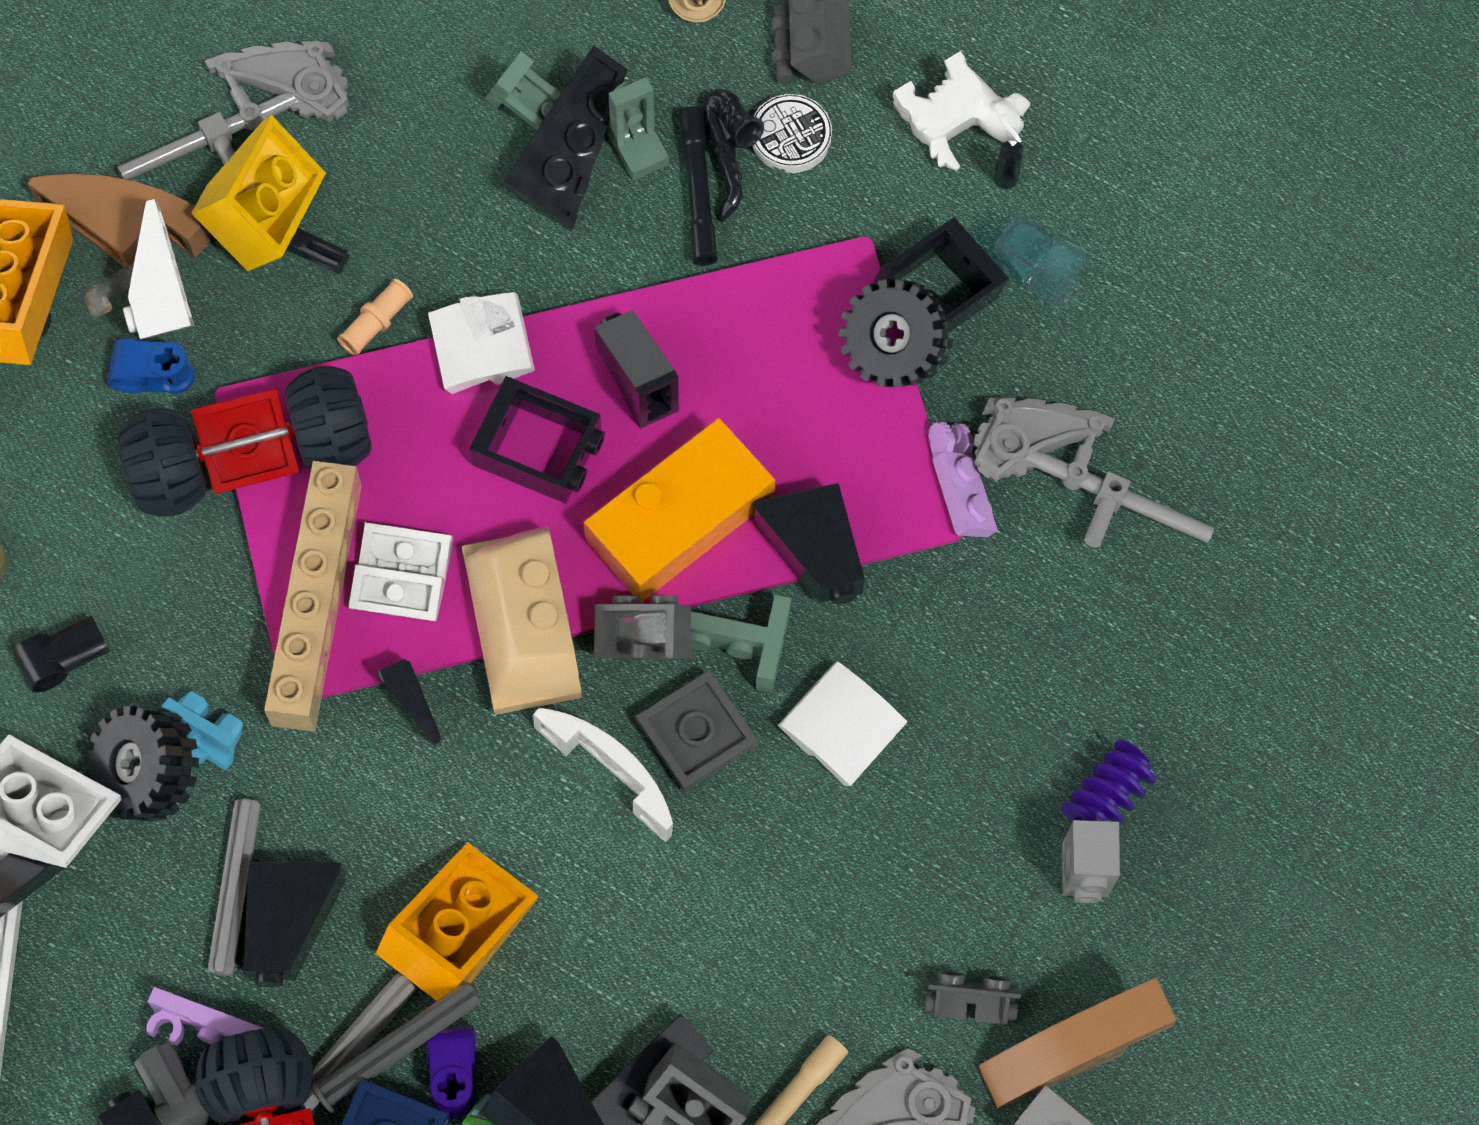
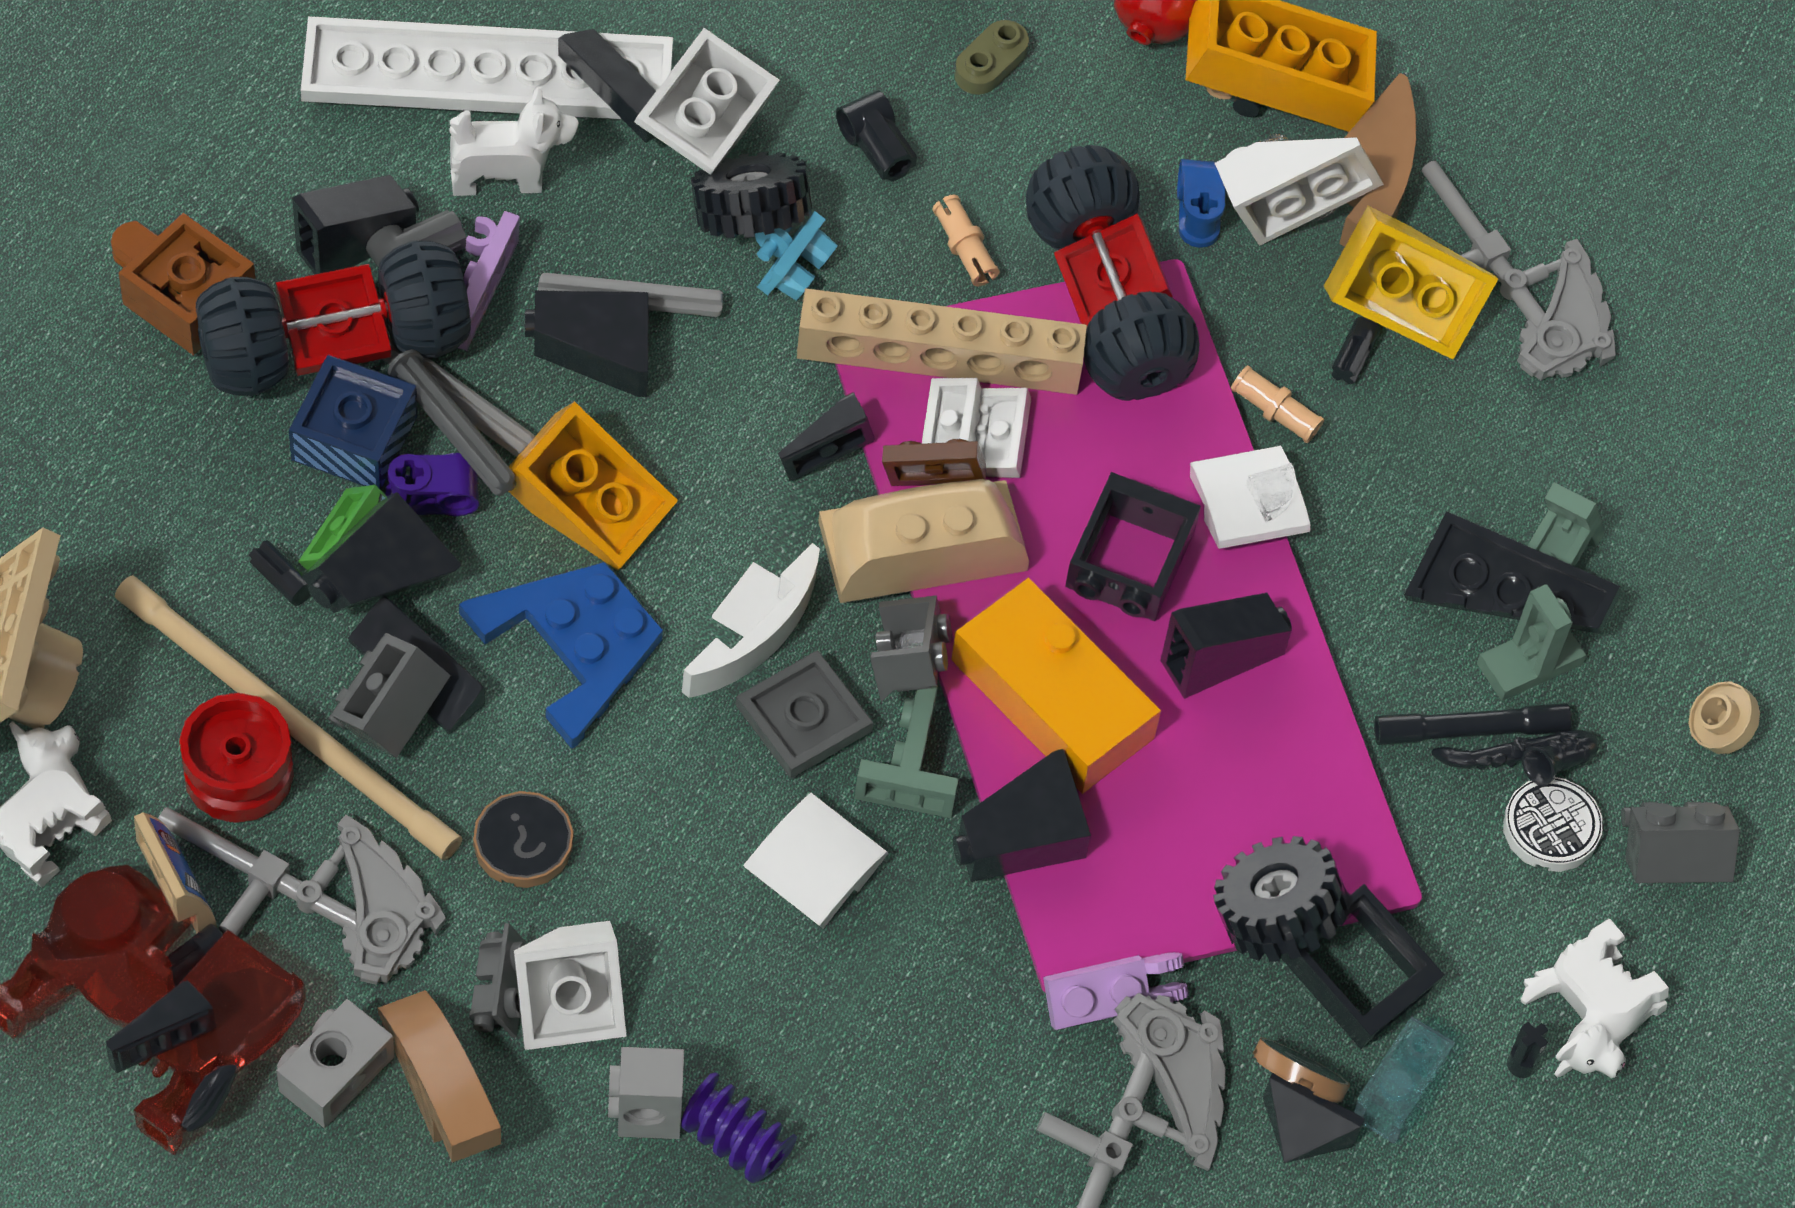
camera: 85 degrees right, 10 degrees down
(72, 996) = (507, 147): none -> white animal
(186, 576) = (965, 240): none -> light nougat pin
(449, 583) = (933, 462): none -> reddish brown plate
(574, 777) = (749, 600): none -> white sticker
(603, 921) = (587, 623): none -> blue wing
(825, 980) = (523, 839): none -> black tile
(976, 929) = (570, 986): none -> white slope
(1040, 334) = (1300, 1069): none -> medium nougat tile
(1075, 341) = (1308, 1123): none -> black slope

